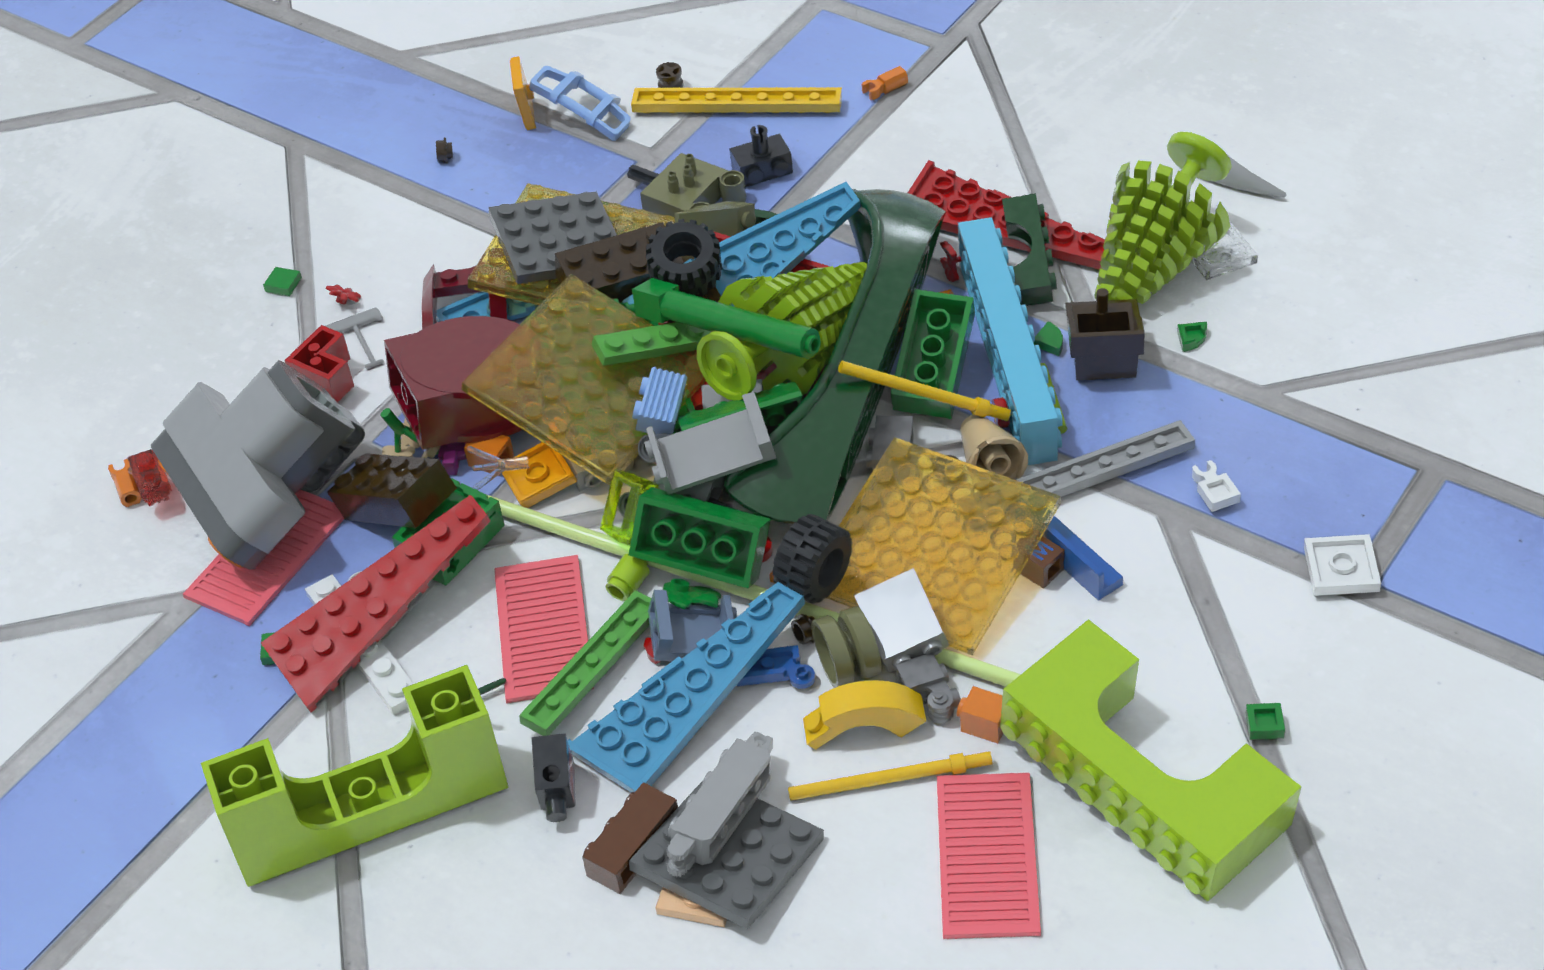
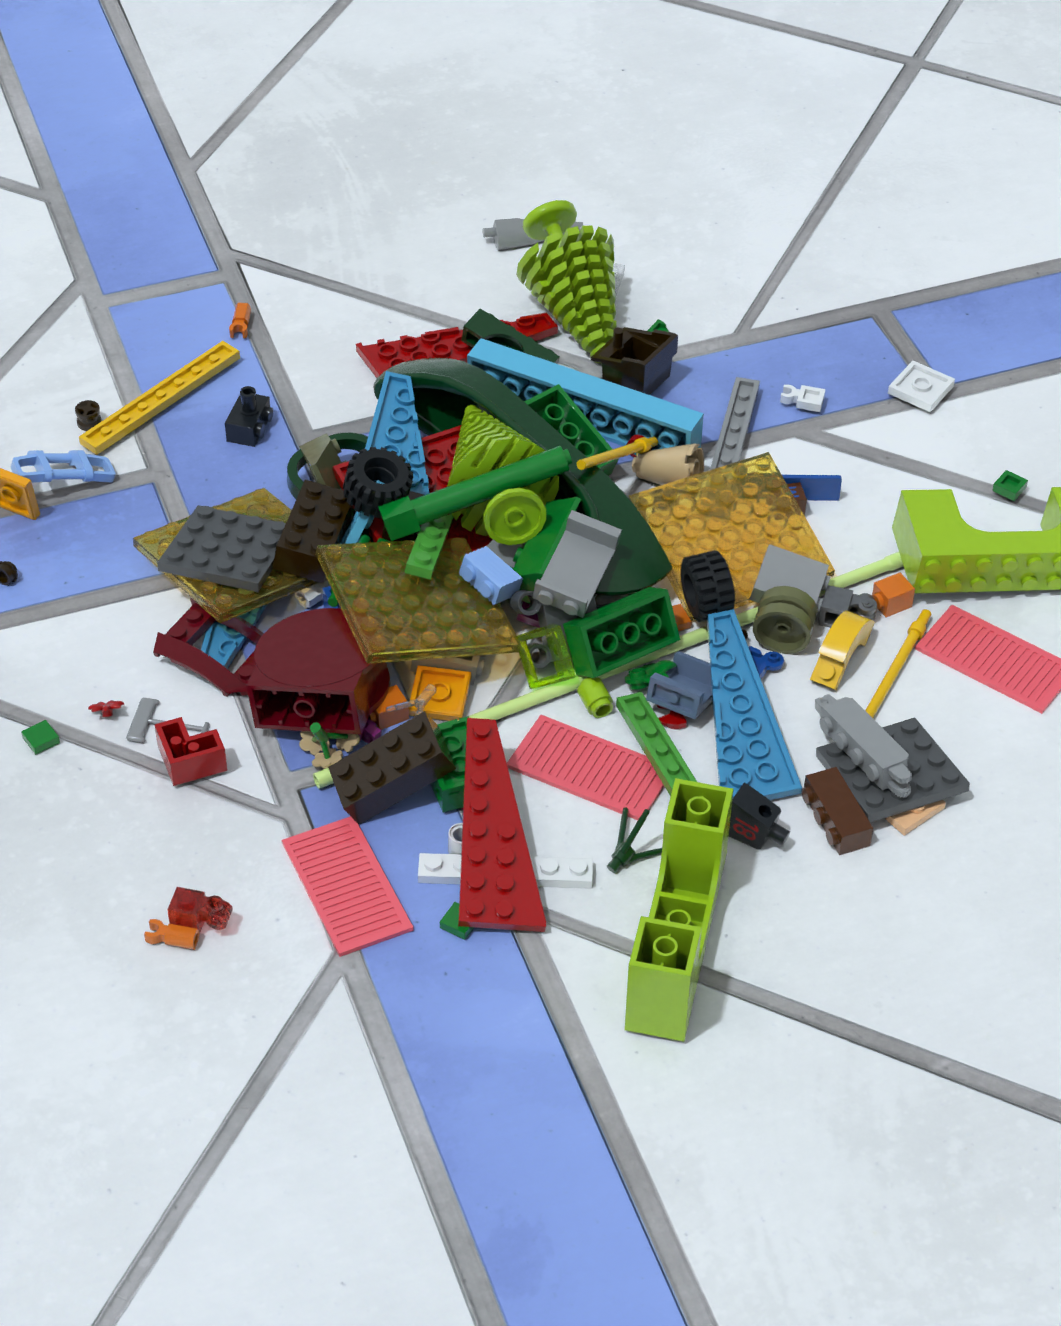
camera: 60 degrees left, 0 degrees up
(252, 456) = (280, 827): light grey piece -> none
(687, 185) = (233, 469): olive piece -> none

